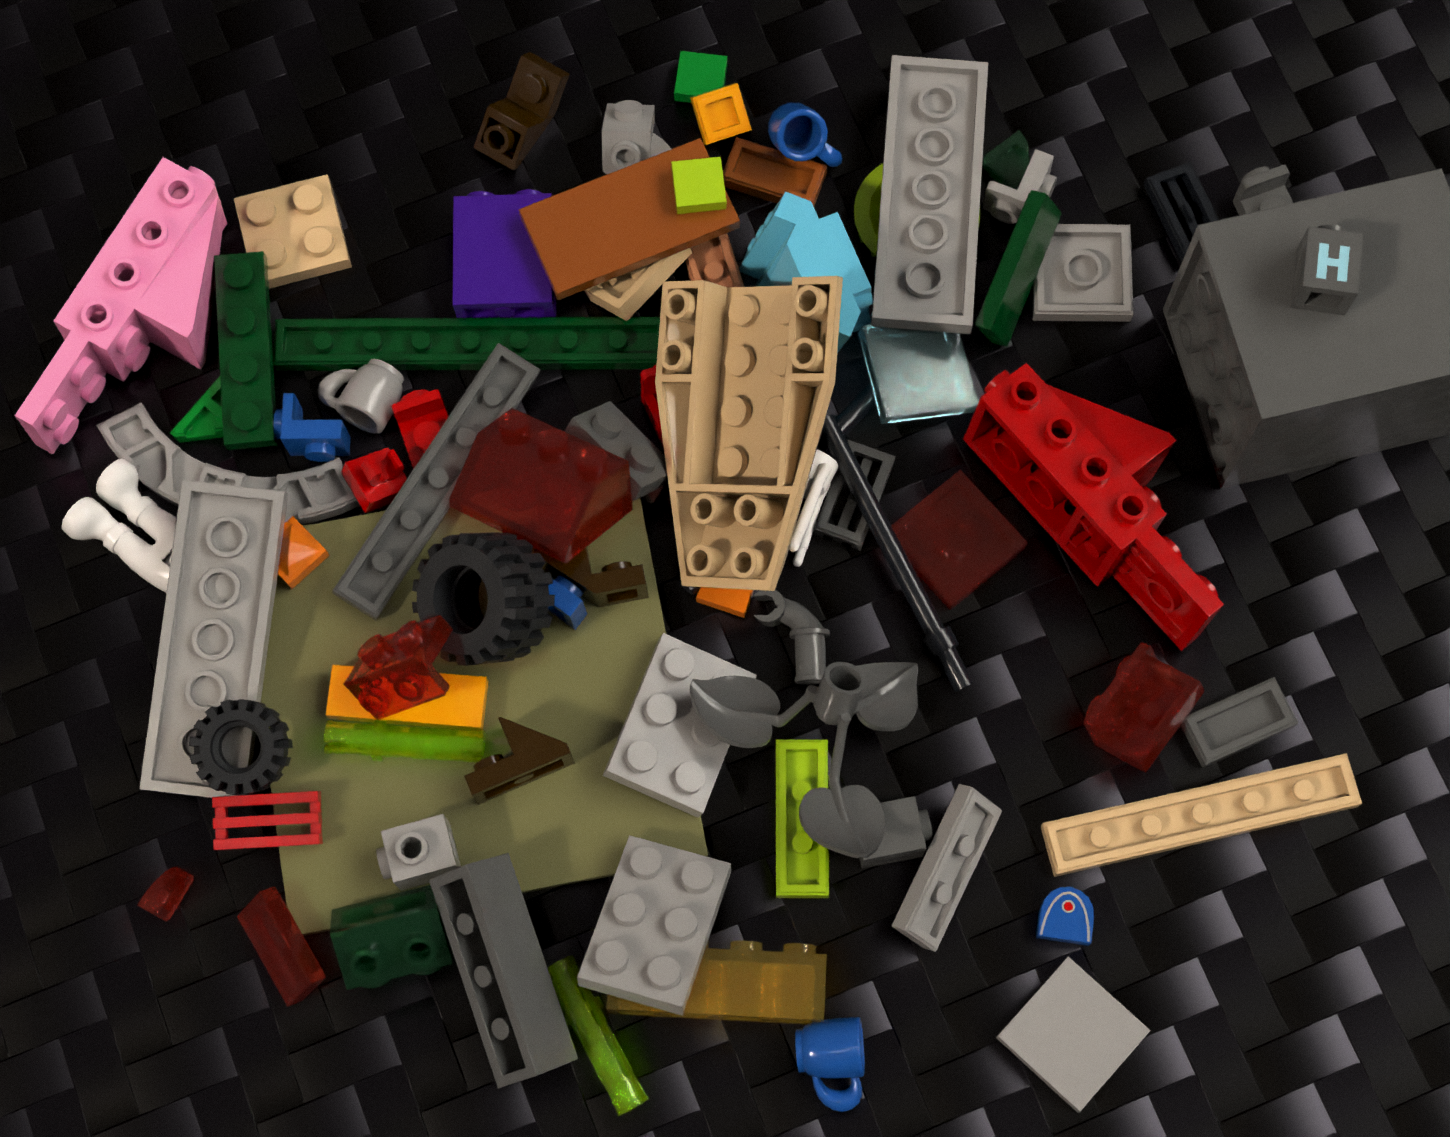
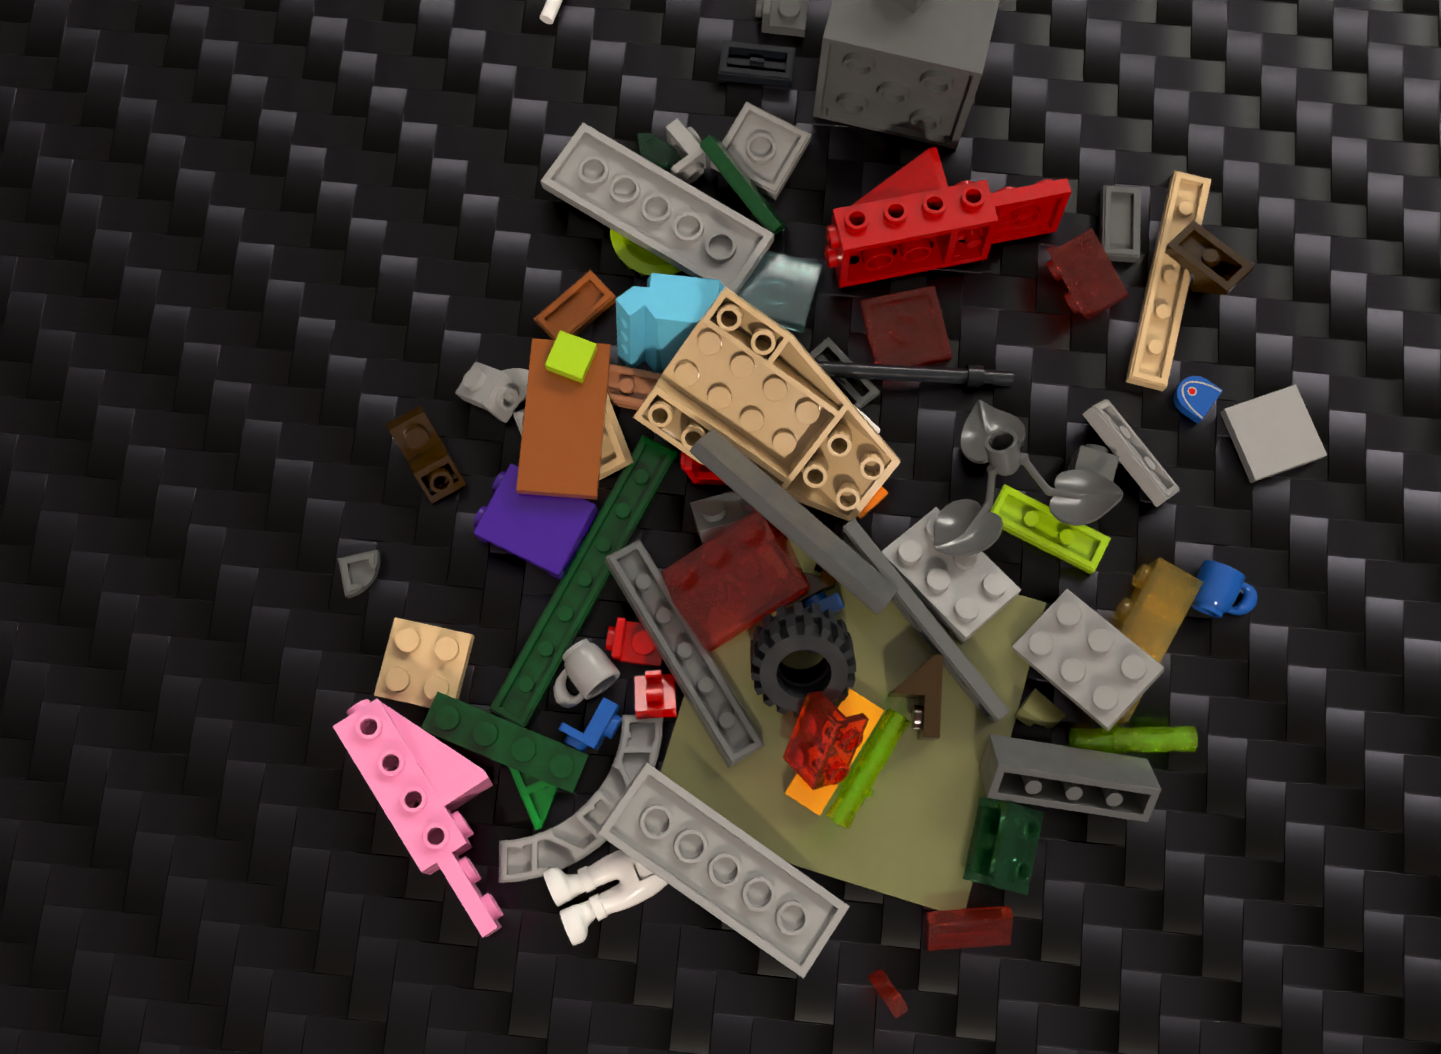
camera: 65 degrees left, 5 degrees up
(209, 742) = (842, 887): black tyre -> none
(223, 822) = (889, 901): red tile -> none
(299, 553) = (687, 775): orange tile -> none
(360, 116) = (359, 571): none -> dark grey tile
(418, 852) = (956, 797): light grey brick -> none
(573, 908) = (1039, 711): none -> olive tile
(603, 719) = (927, 626): none -> dark grey tile
(632, 507) = (794, 521): none -> dark grey tile
(699, 74) = (472, 319): green tile -> none
(721, 113) = (510, 319): light orange tile -> none
(801, 134) = (560, 273): blue piece -> none
(805, 629) = (929, 460): dark grey piece -> none
(1242, 838) = (1210, 260): none -> dark brown slope

